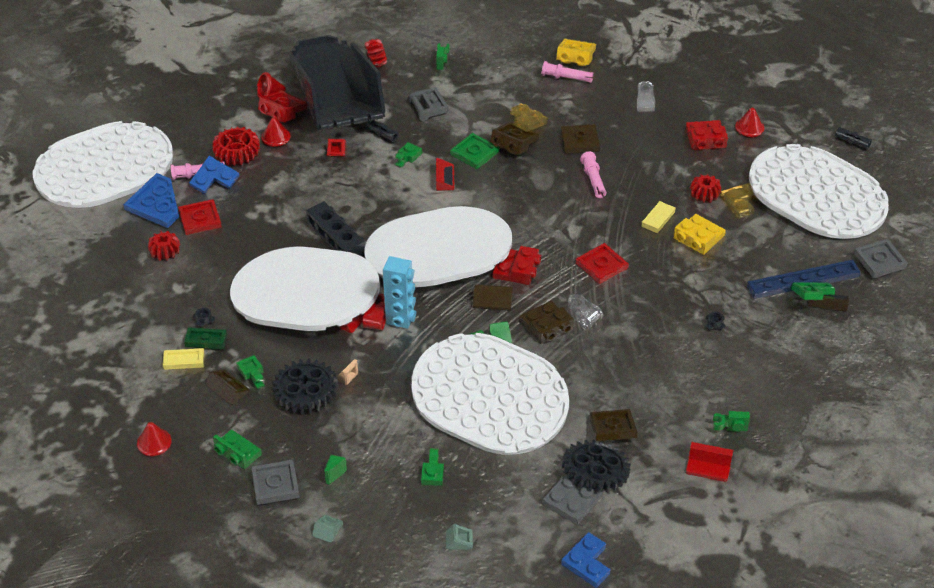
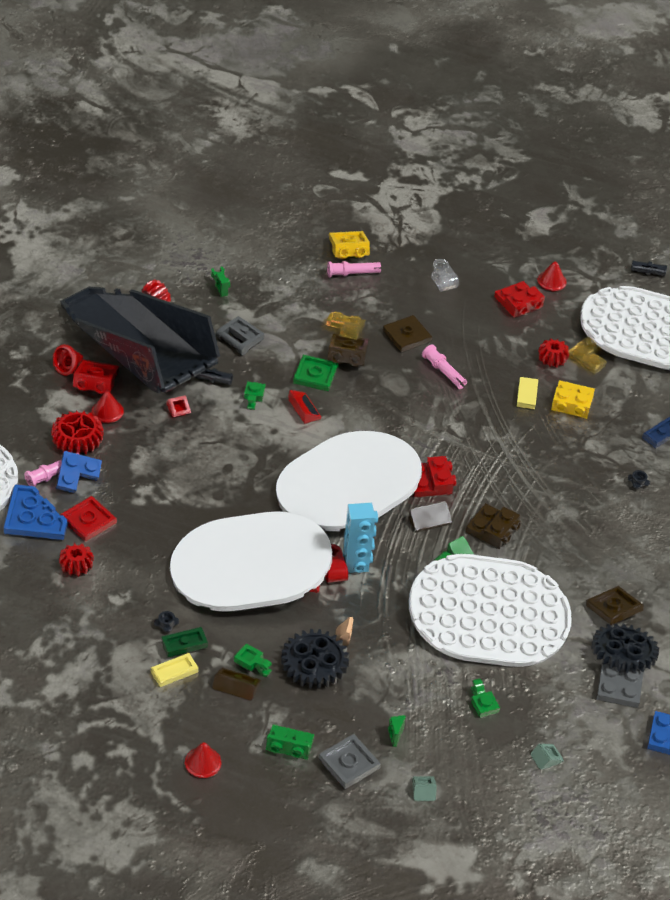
camera: 30 degrees left, 0 degrees up
(334, 229) = (238, 493): black brick -> none
(582, 311) = (521, 504): clear piece -> none
(602, 263) = (505, 453): red tile -> none

